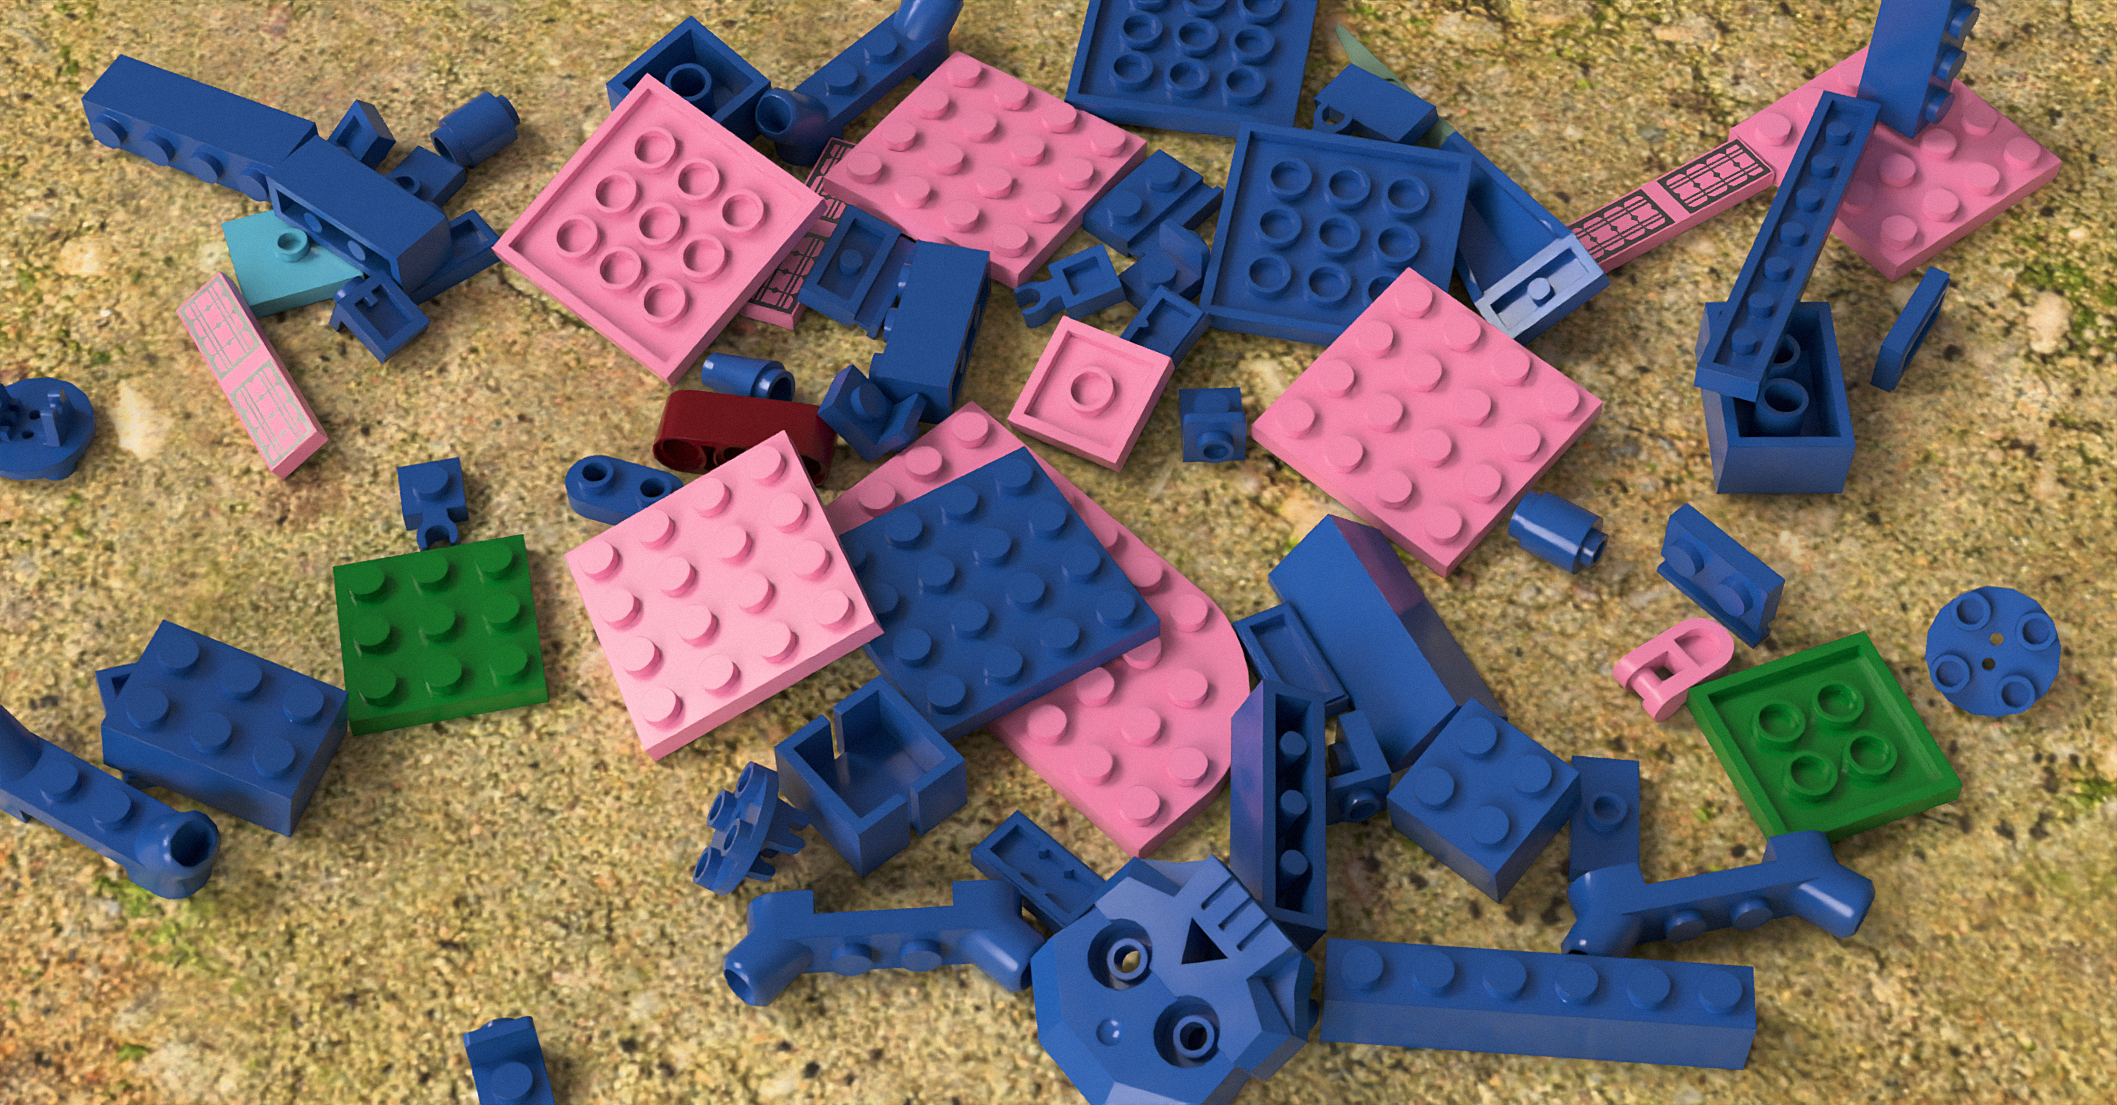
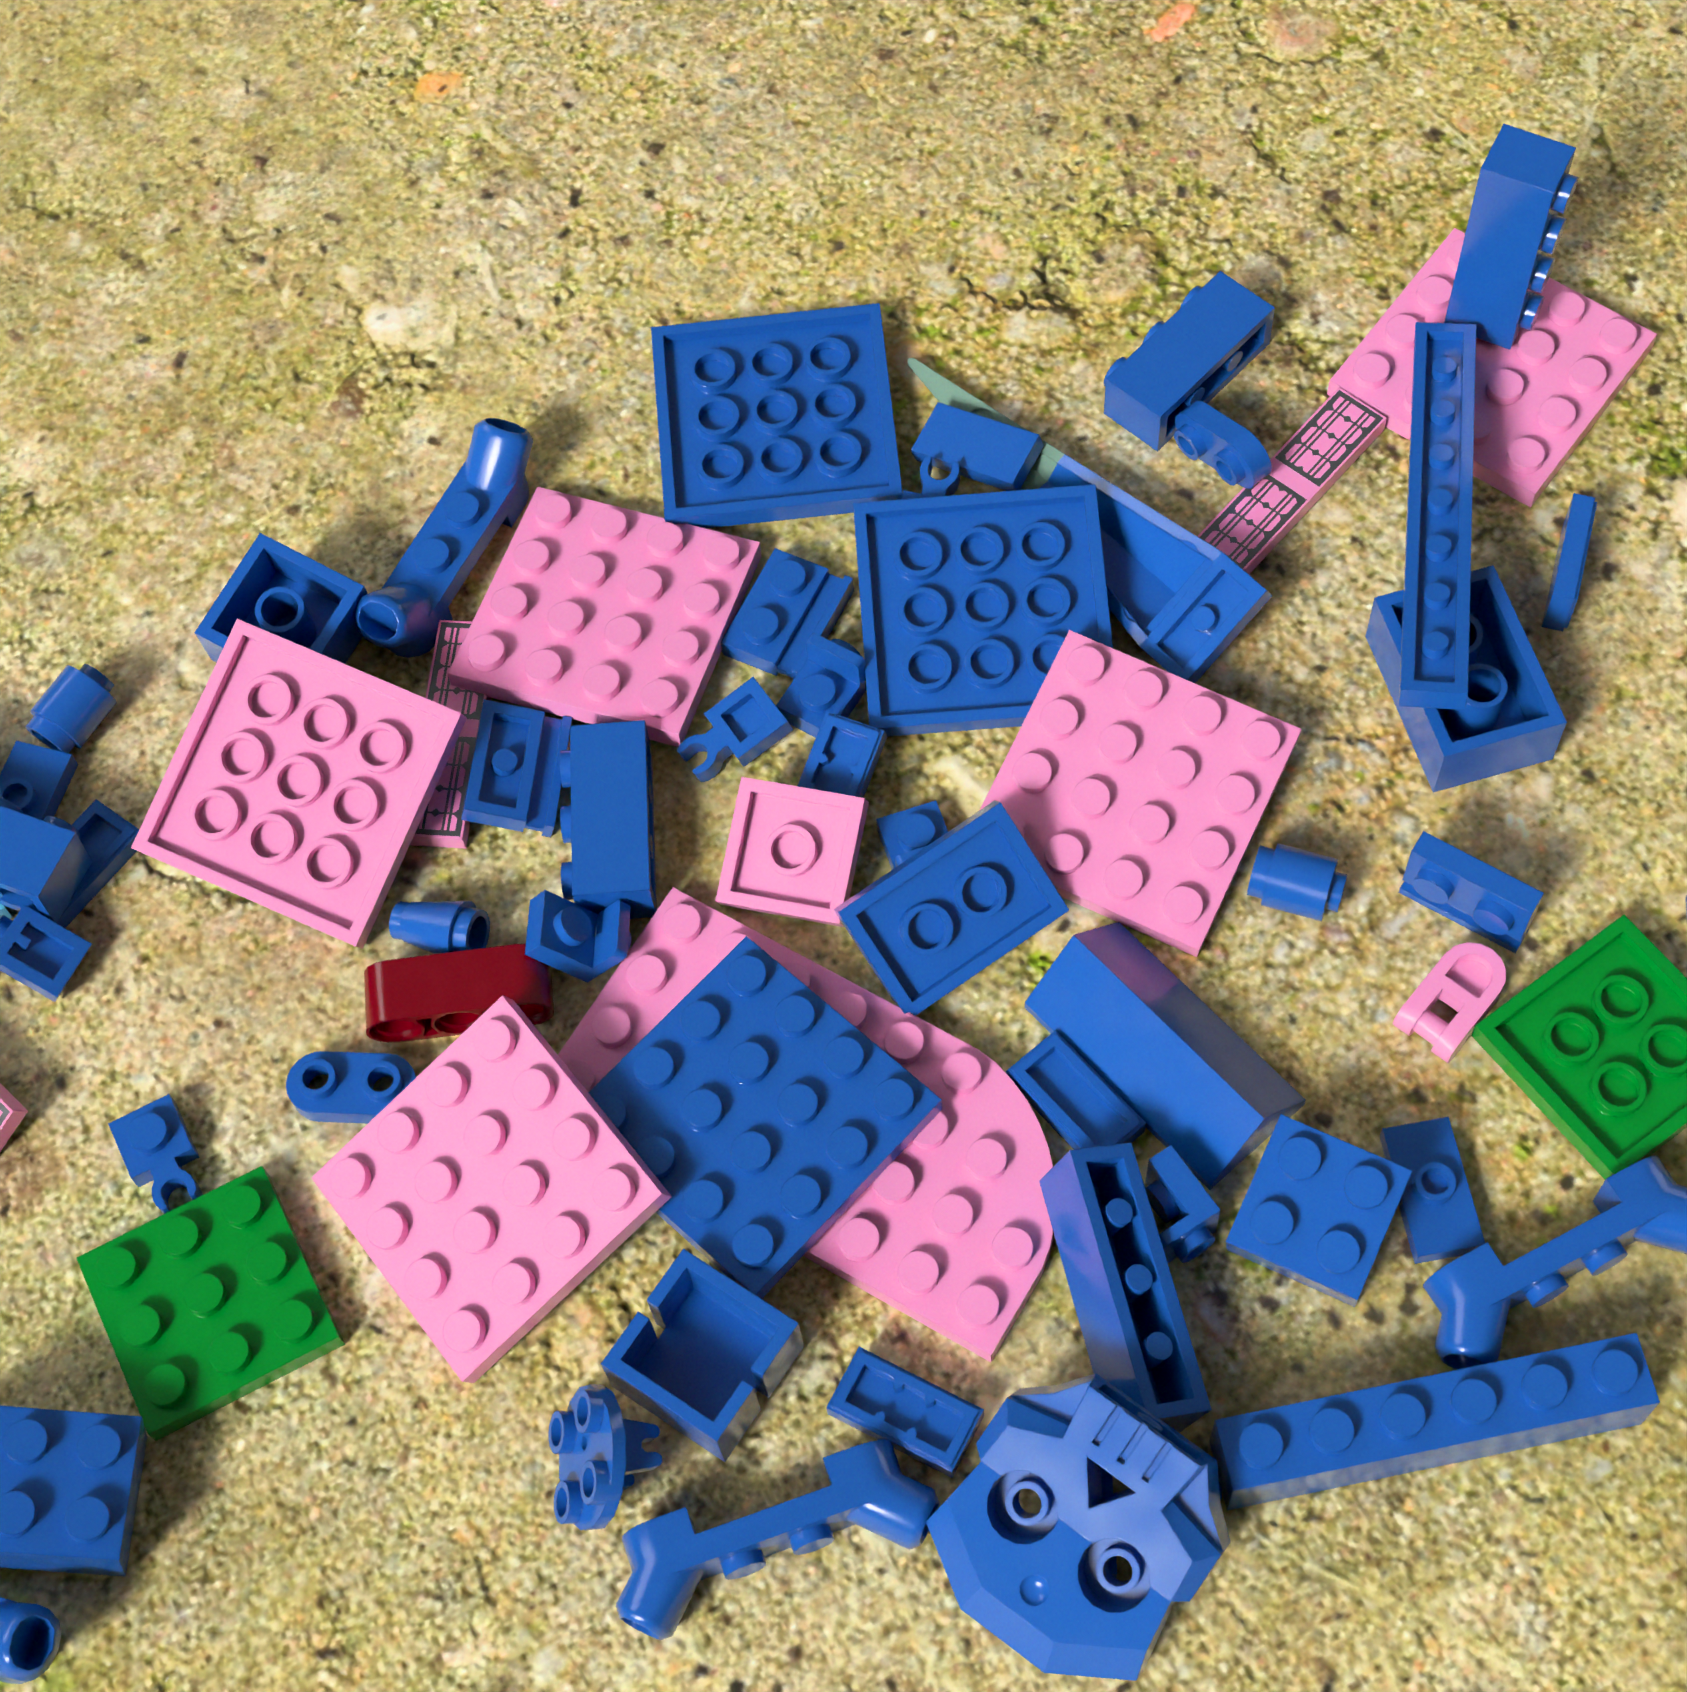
camera: 10 degrees left, 10 degrees up
(1222, 471) = (951, 909): none -> blue plate
(1599, 81) = (1187, 358): none -> blue brick
(1607, 155) = (1221, 444): none -> blue plate

